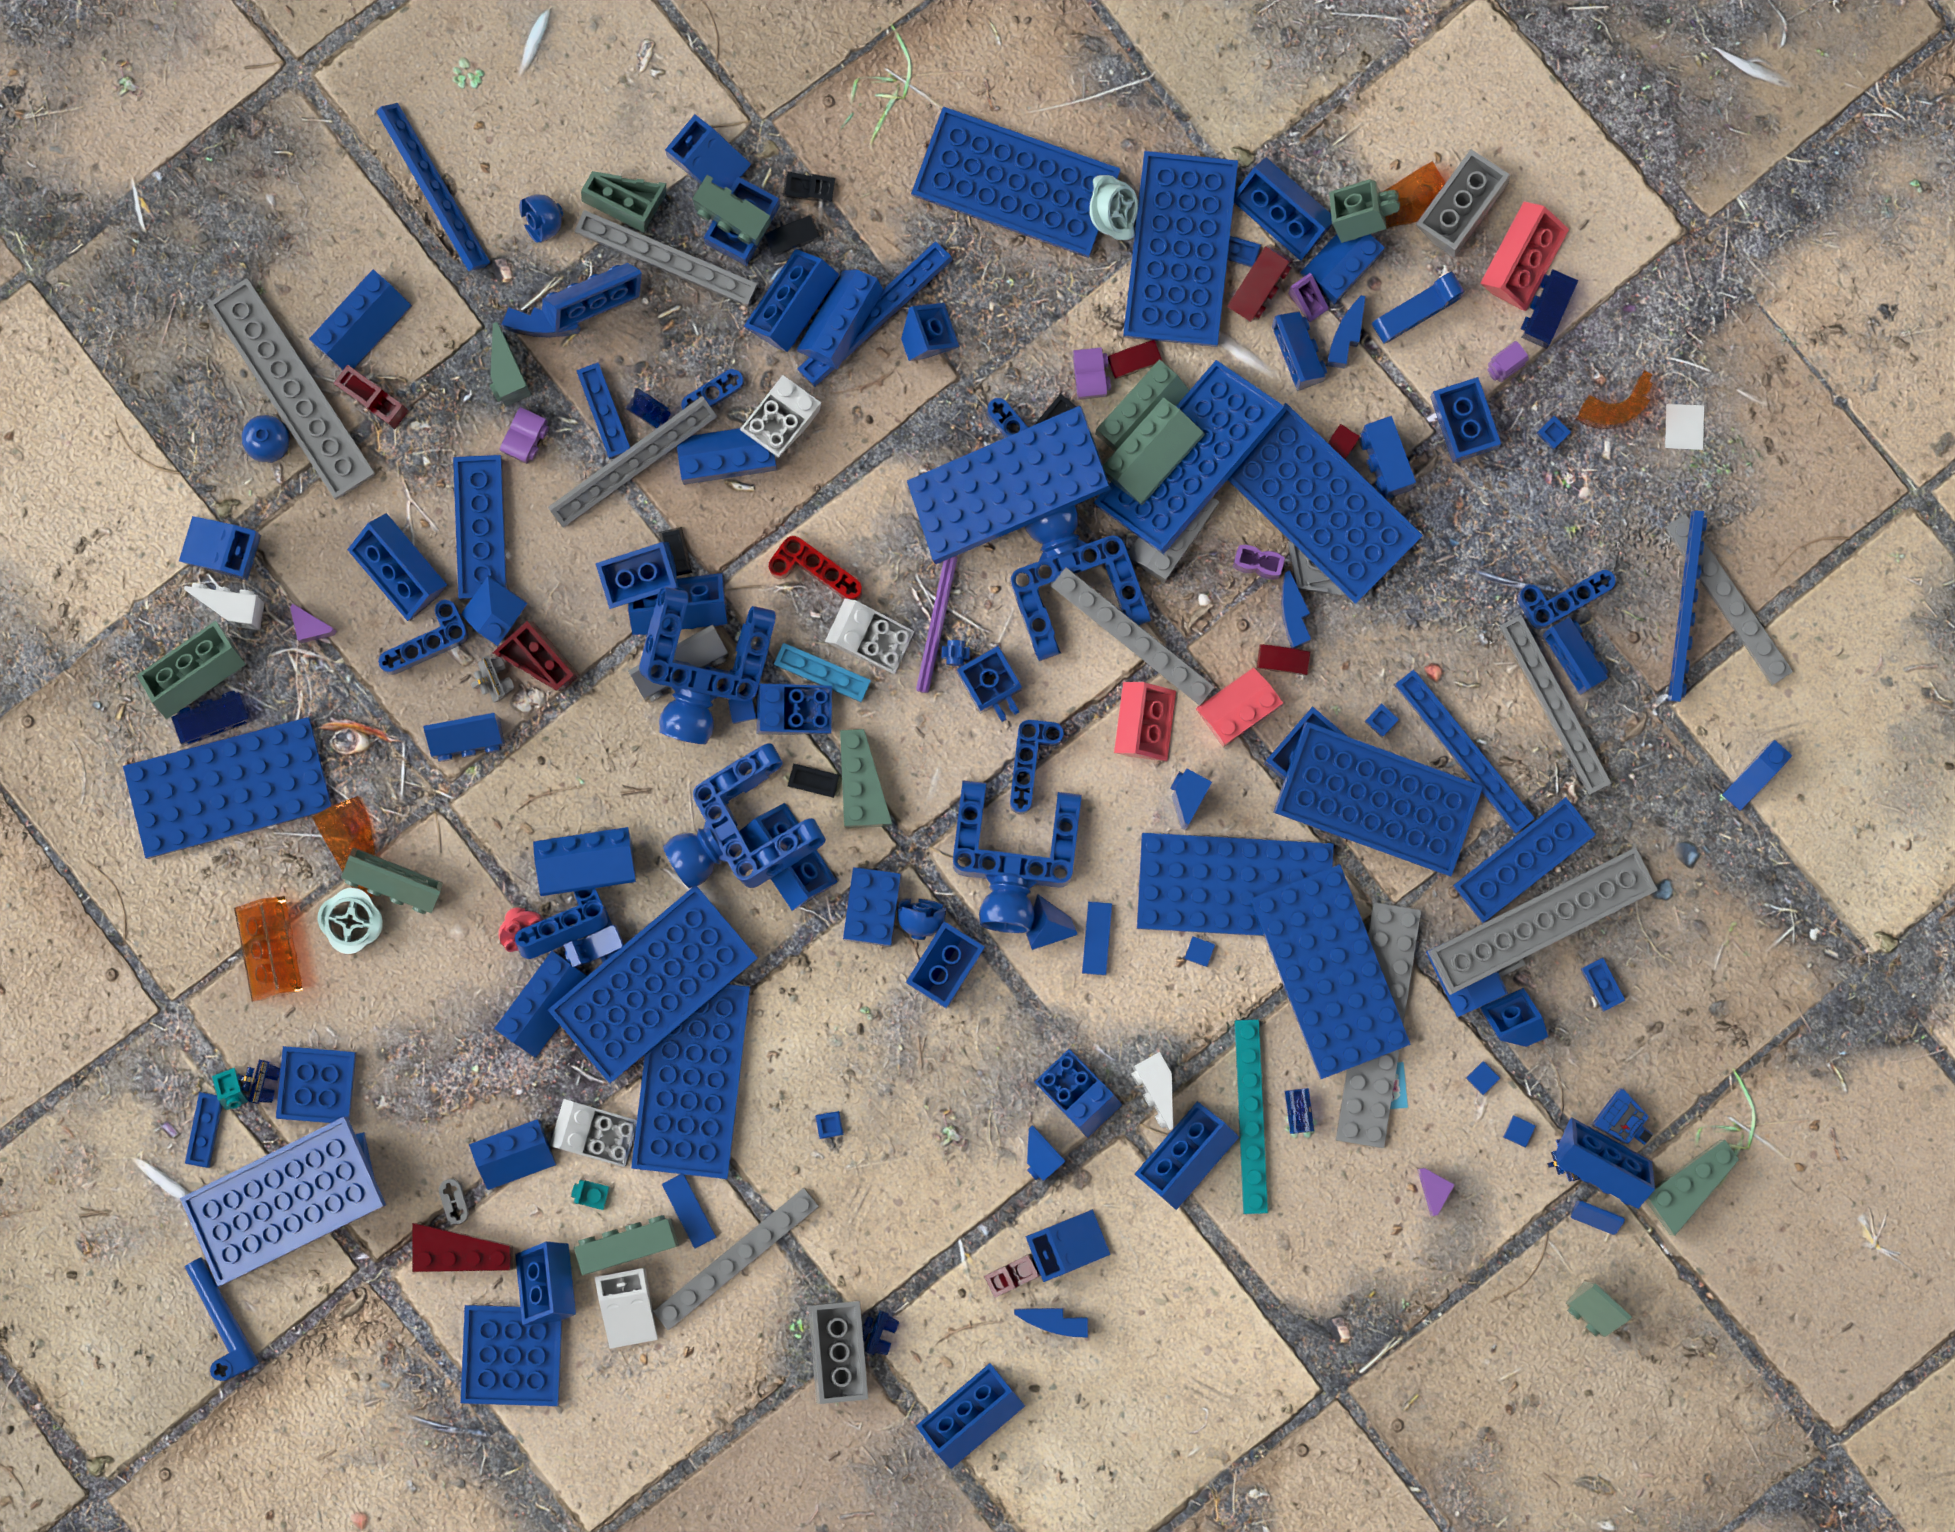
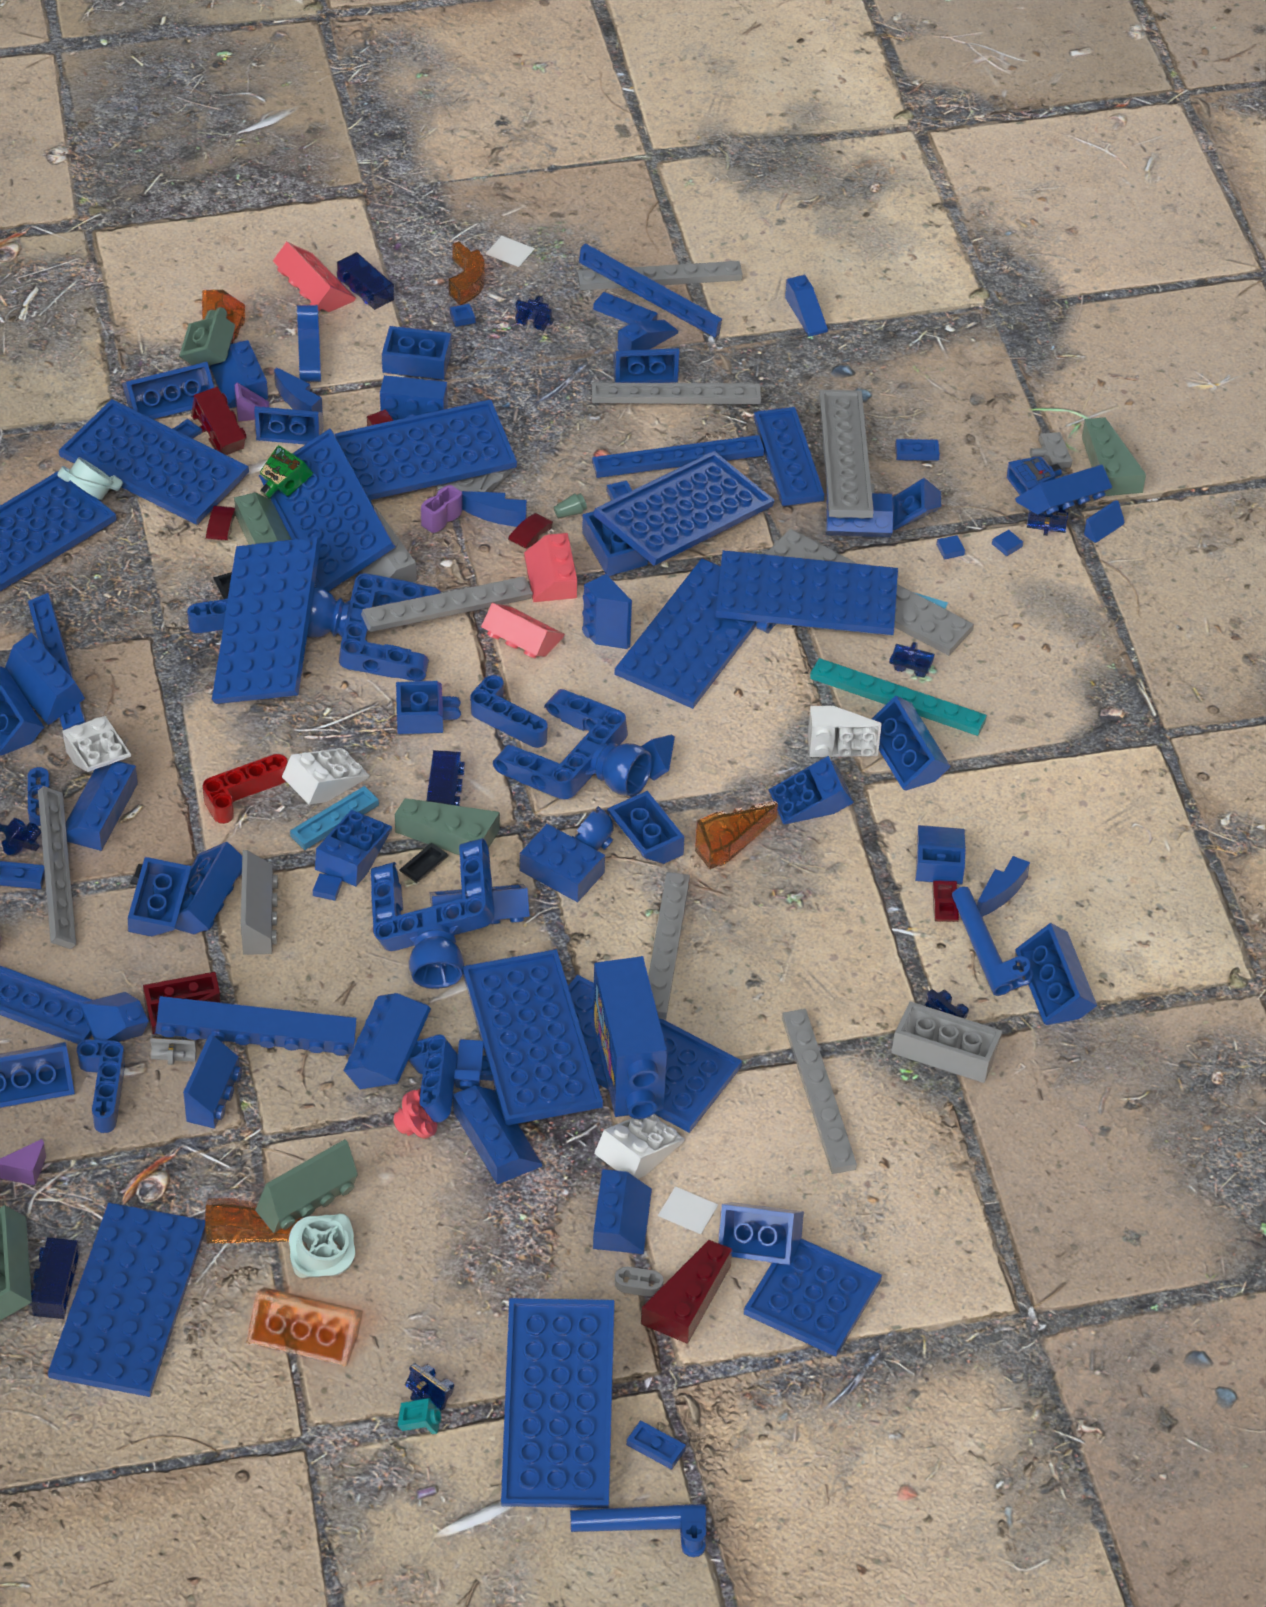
camera: 65 degrees left, 35 degrees down
(204, 1130) = (445, 1459): blue tile -> none
(298, 1295) = (656, 1445): none -> blue plate
(315, 1084) = (459, 1343): blue plate -> none
(538, 741) = (256, 1025): none -> blue brick
(552, 1205) = (688, 1210): none -> white sticker
(590, 1194) = (695, 1172): teal bracket -> none
(626, 1246) = (759, 1151): sand green brick -> none
(626, 1307) = (816, 1182): white slope -> none
(661, 1083) = (629, 1037): none -> blue brick
(689, 1210) = (754, 1106): blue tile -> none
(695, 687) = (308, 909): blue piece -> none
(826, 1047) = (667, 939): none -> light grey plate
(829, 1125) = (736, 975): blue tile -> none
(912, 751) = (445, 778): none -> clear blue brick
(928, 332) = (100, 637): blue slope -> none
(936, 625) = (347, 729): medium lavender axle -> none
(943, 1364) = (1000, 975): none -> blue axle
(955, 652) = (381, 722): blue gear -> none
(975, 1041) = (725, 835): none -> clear orange wedge
(1041, 1156) = (849, 830): blue slope -> none
(1090, 373) = (211, 551): medium lavender brick -> none
(1097, 938) = (685, 733): blue tile -> none
(1152, 451) = (302, 516): sand green slope -> none
(1199, 951) = (738, 674): blue tile -> none
(1214, 389) = (283, 473): none -> green torso
(1336, 681) = (570, 506): none -> sand green cone
(1435, 1190) = (1026, 606): medium lavender slope -> none
(1463, 203) = (249, 289): light grey slope -> none
(1507, 362) = (389, 308): medium lavender brick -> none
(1569, 596) = (599, 367): blue beam -> none
(1594, 514) = (534, 310): none -> clear blue hips
(1596, 1309) = (1181, 535): sand green slope -> none
(1625, 633) = (644, 334): none -> blue slope
(1654, 591) = (622, 309): none -> blue plate
(1679, 1121) = (1053, 450): none -> light grey plate

